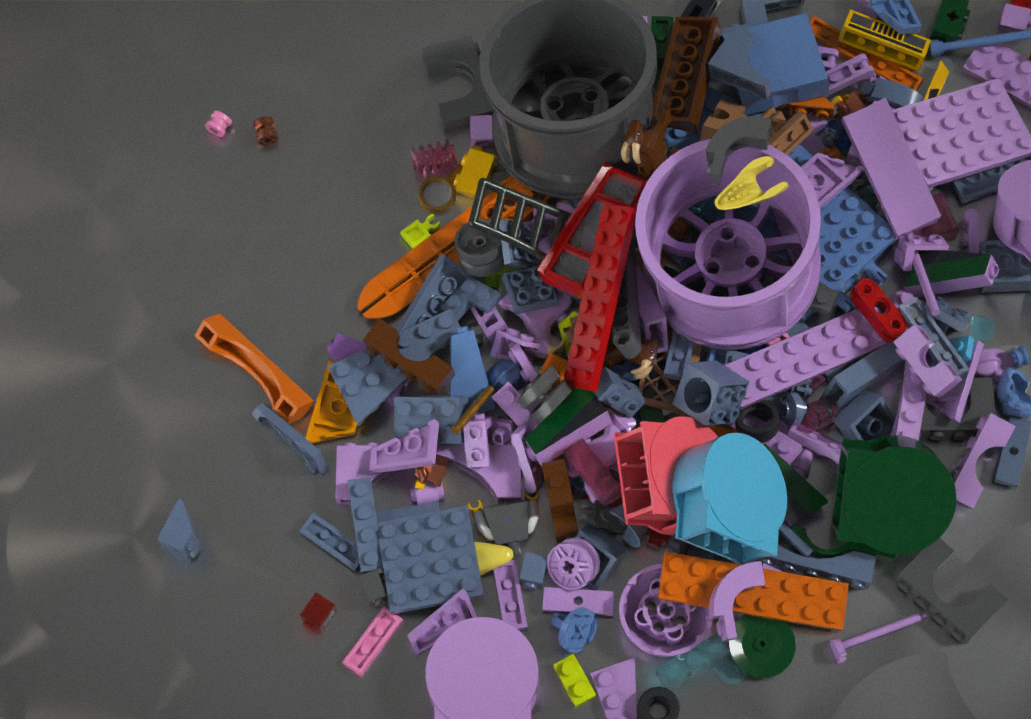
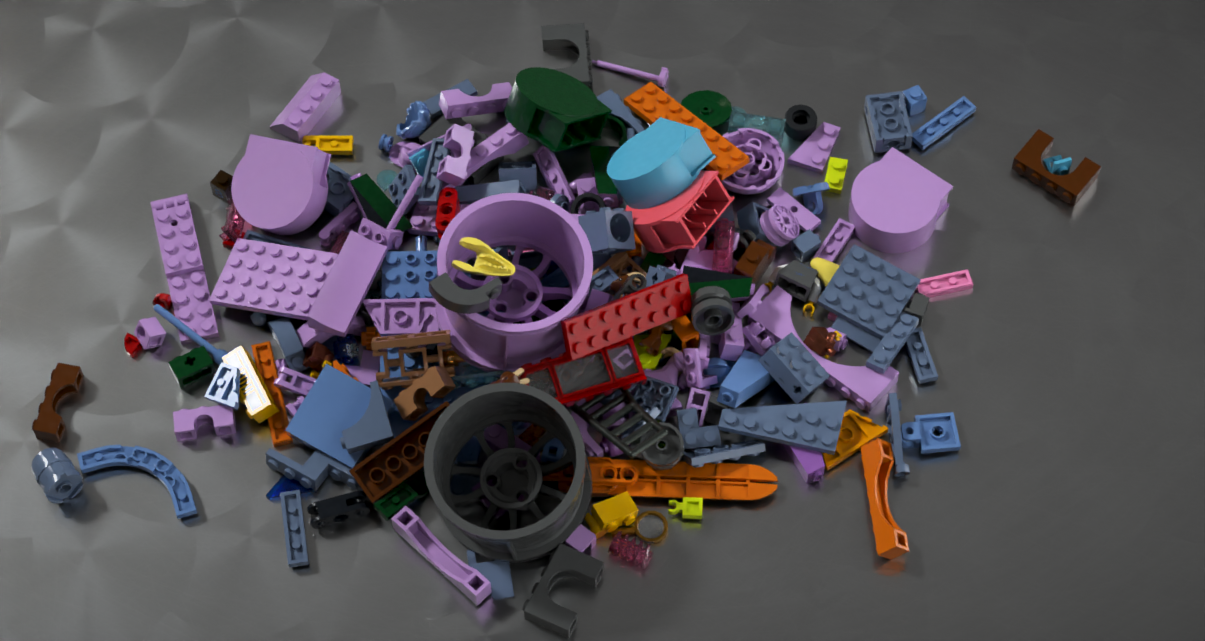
camera: 140 degrees left, 10 degrees down
(178, 534) = (1024, 426): sand blue slope -> none
(266, 459) = (922, 429): none -> medium blue plate
(317, 613) = (966, 320): clear red brick -> none
(408, 452) = (830, 352): lavender wing -> none
(431, 373) = (773, 382): reddish brown arch -> none
(450, 613) = (909, 259): lavender wing -> none
(472, 410) = (764, 343): pearl gold bar -> none
(477, 440) = (774, 332): lavender bracket -> none
(723, 596) = (711, 125): lavender arch -> none
(937, 81) = (252, 330): yellow sticker -> none

